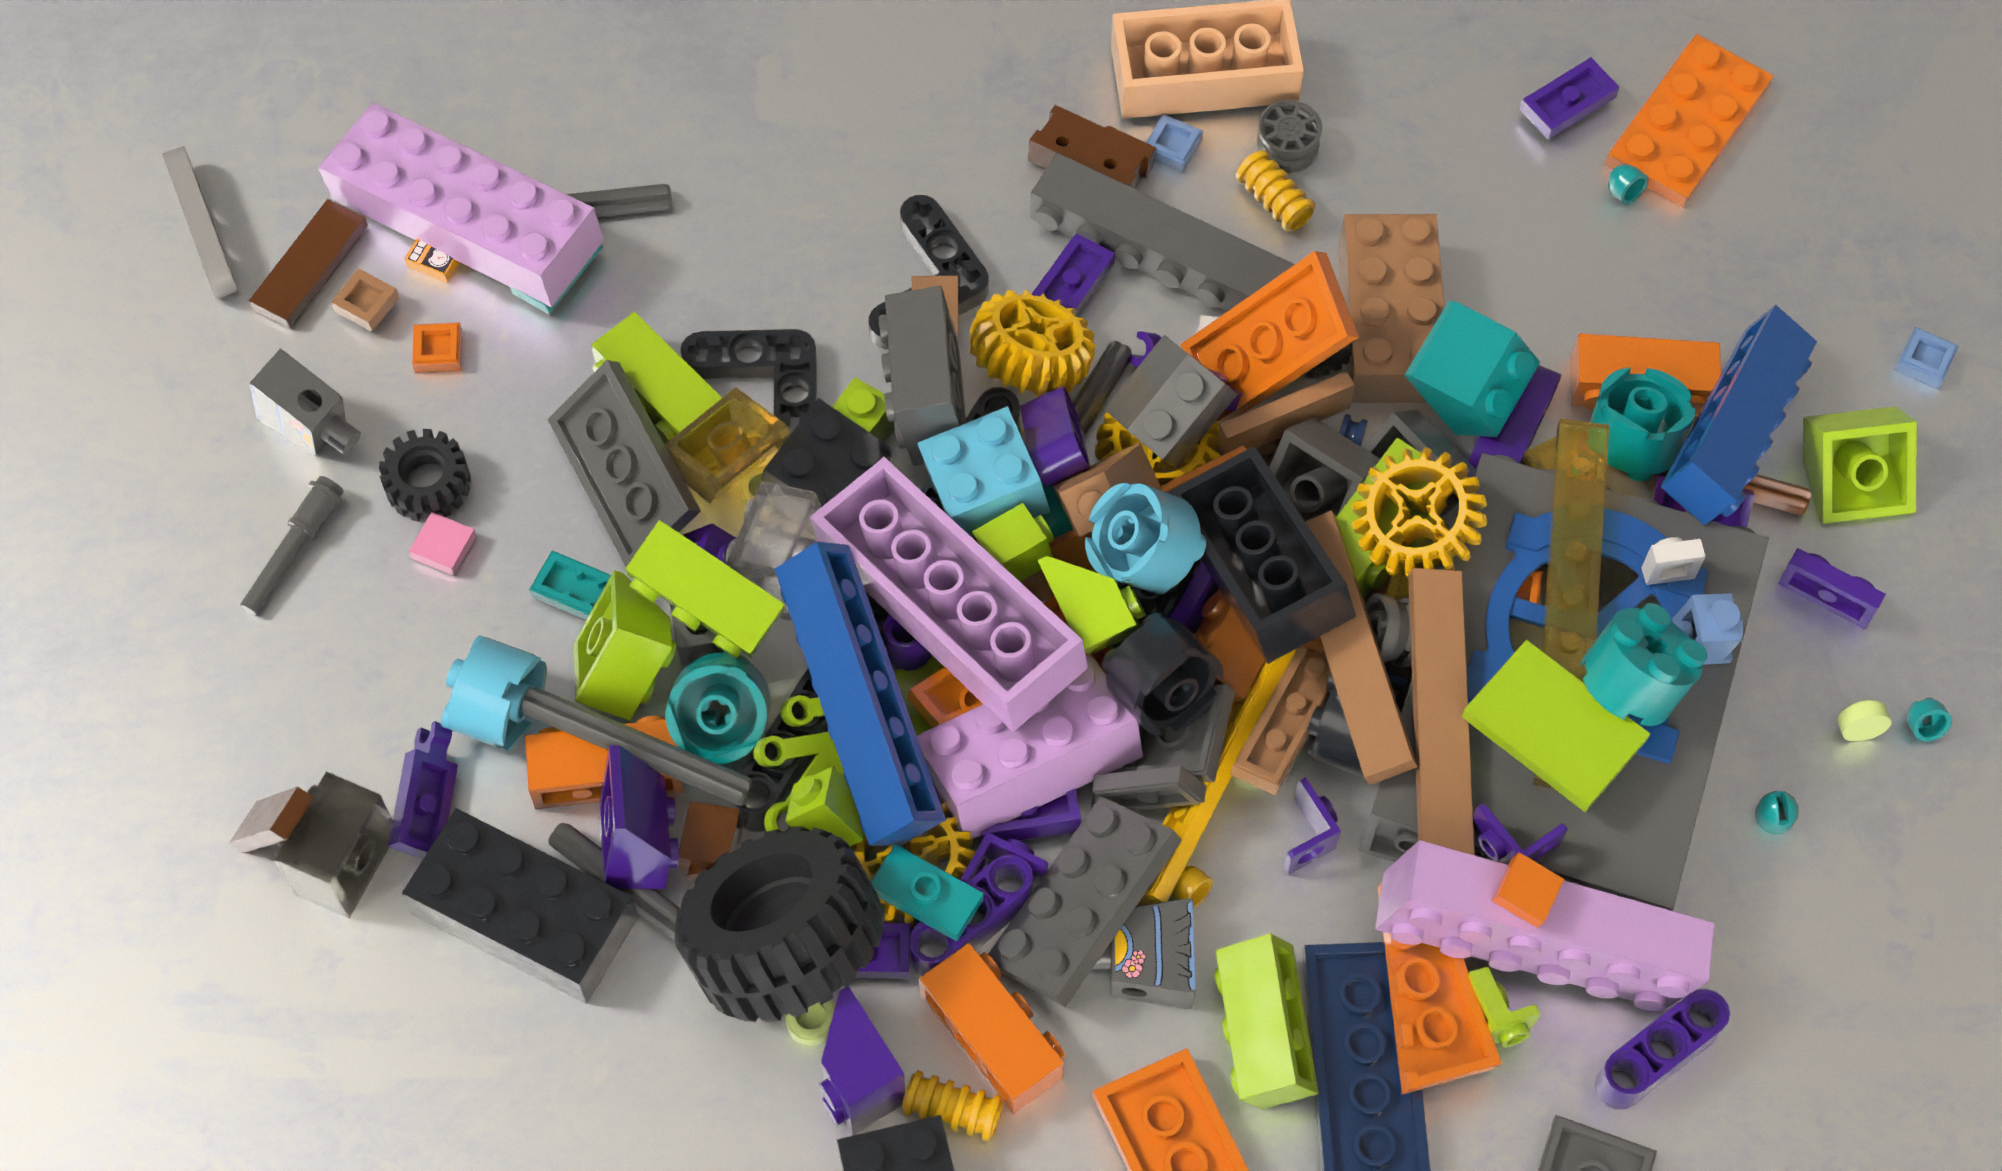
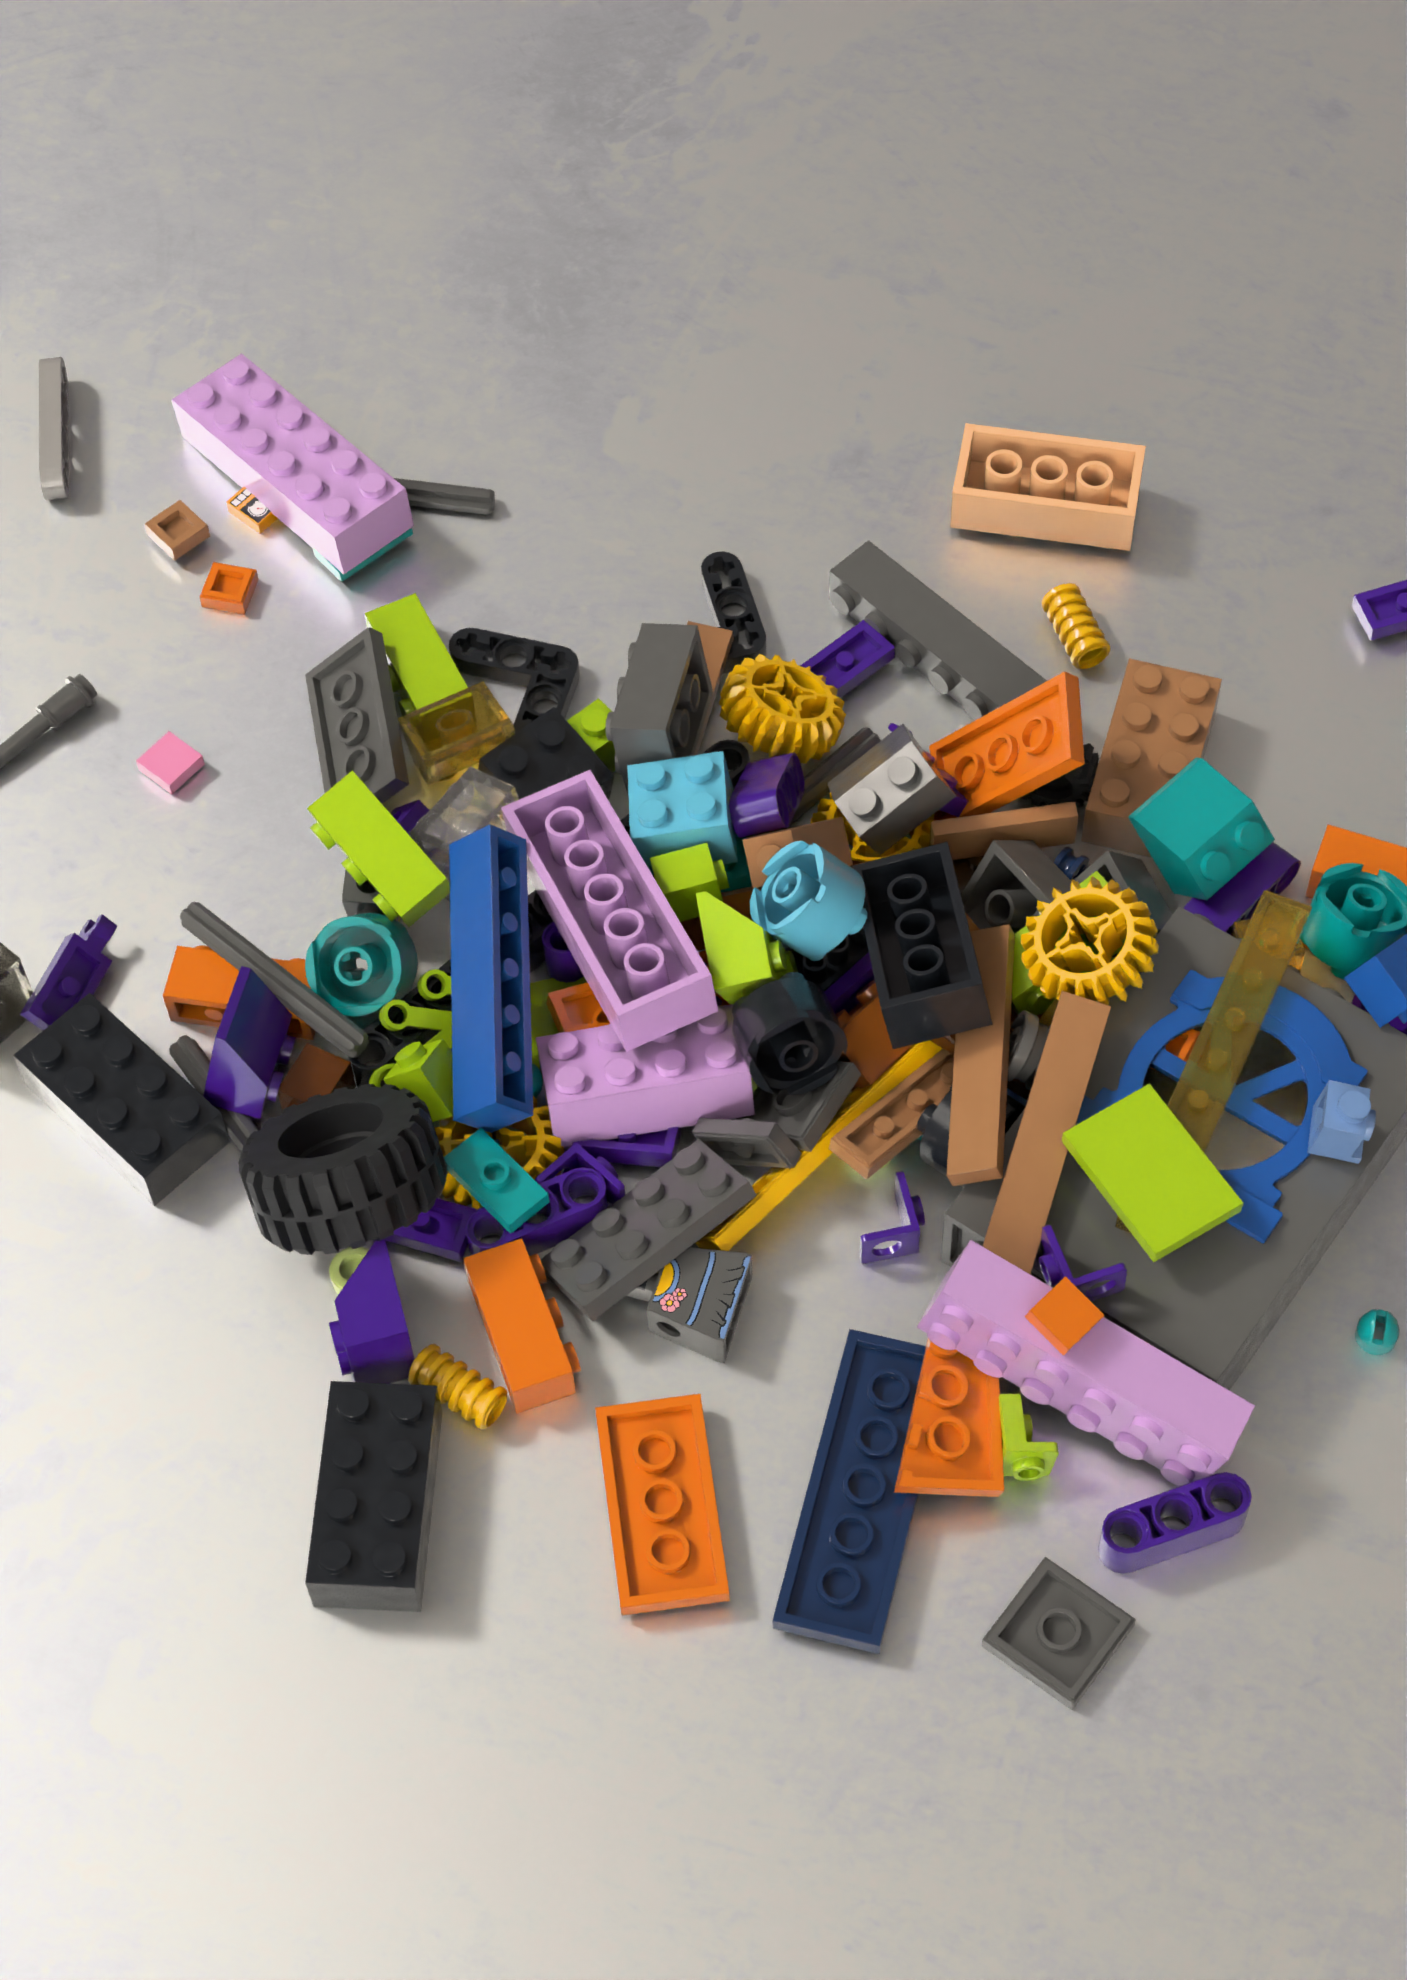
camera: 20 degrees right, 5 degrees down
(301, 406) = (81, 606): dark grey torso -> none
(308, 263) = (139, 487): reddish brown tile -> none
(418, 452) = (171, 676): black tyre -> none
(490, 692) = (154, 895): medium azure brick -> none
(568, 585) = (281, 835): teal plate -> none
(621, 650) = (292, 894): lime slope -> none
(1092, 145) = (910, 545): reddish brown piece -> none
(1174, 142) = (992, 561): medium blue tile -> none
(1192, 885) = (762, 1246): yellow hinge -> none
(1265, 1022) = (784, 1389): lime brick -> none
(1289, 135) = (1107, 578): dark grey wheel -> none
(1642, 664) = (1255, 1134): teal brick -> none
(1673, 560) = (1329, 1049): white plate -> none

